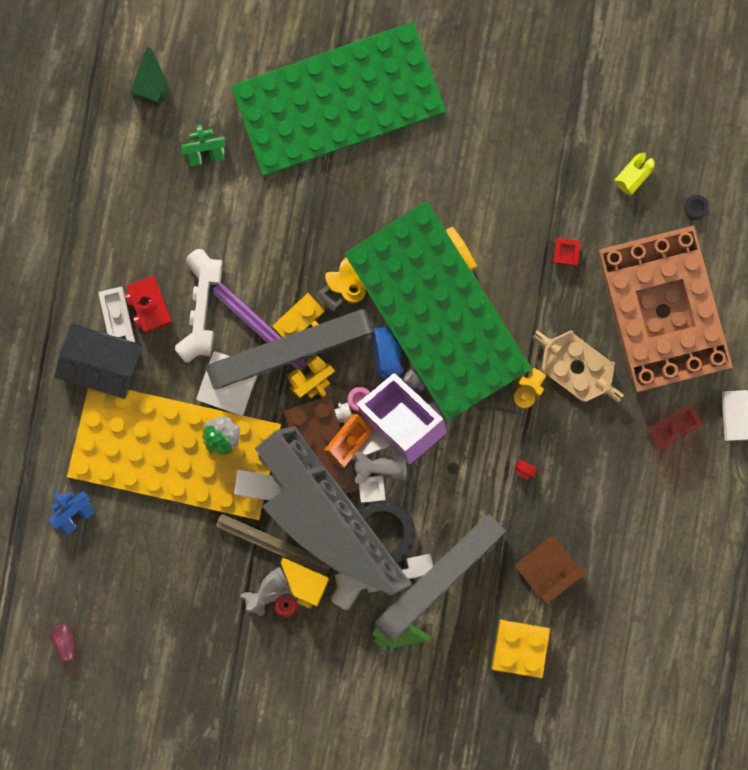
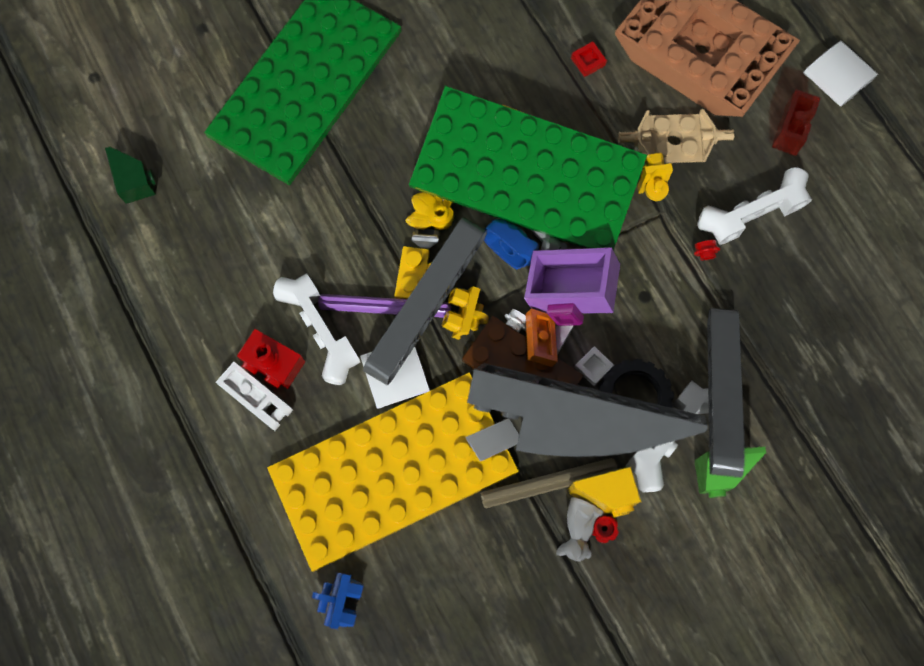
camera: 35 degrees left, 10 degrees down
(98, 361) = (260, 441): black slope -> none
(193, 149) = (210, 204): green hips -> none
(221, 436) = (426, 418): piece -> none
(355, 396) = (516, 300): bright pink tile -> none
(377, 438) = (565, 314): none -> magenta tile
(392, 466) = (599, 329): light grey animal -> none
(520, 648) = (838, 400): yellow brick -> none
(549, 570) = (803, 316): reddish brown bracket -> none
(622, 479) = (730, 225): none -> white plate

